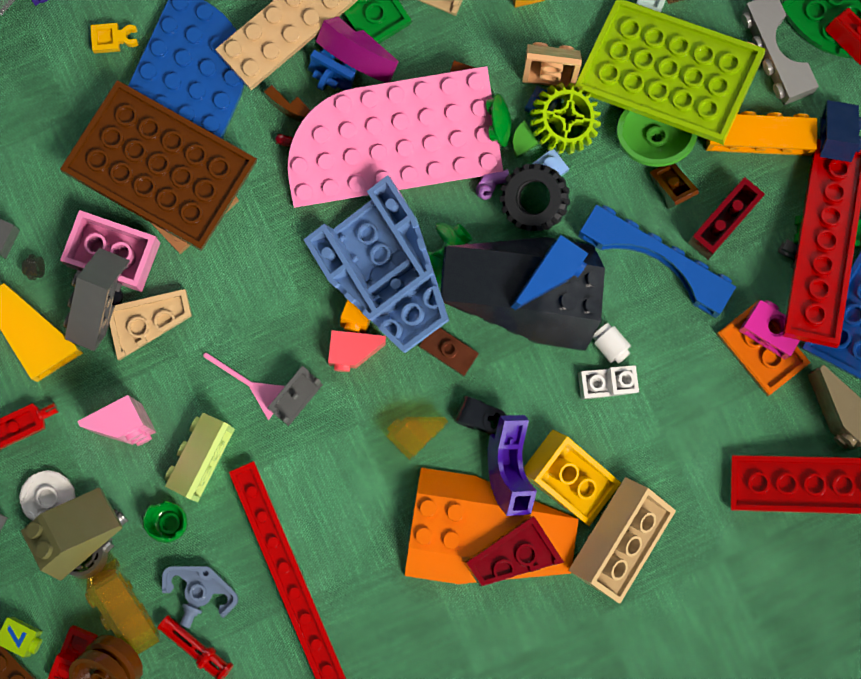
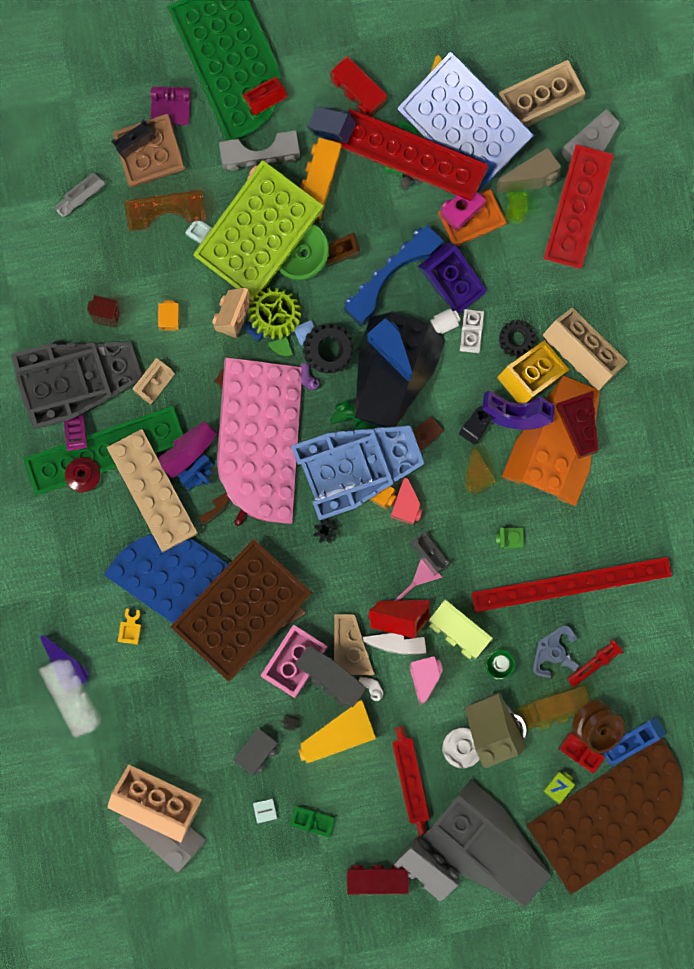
camera: 75 degrees left, 0 degrees up
(103, 362) = (373, 686): none -> white arm
(164, 379) = (396, 644): none -> white slope
(199, 375) = (400, 617): none -> red slope
(295, 246) = (328, 526): none -> black gear
(340, 496) = (509, 538): none -> bright green bracket
(501, 120) = (258, 358): green dish -> none
(629, 444) = (521, 327): none -> black tyre
(673, 340) = (452, 278): none -> dark purple slope
(726, 218) = (375, 219): dark red brick -> none
(794, 401) = (516, 207): none -> clear neon green slope

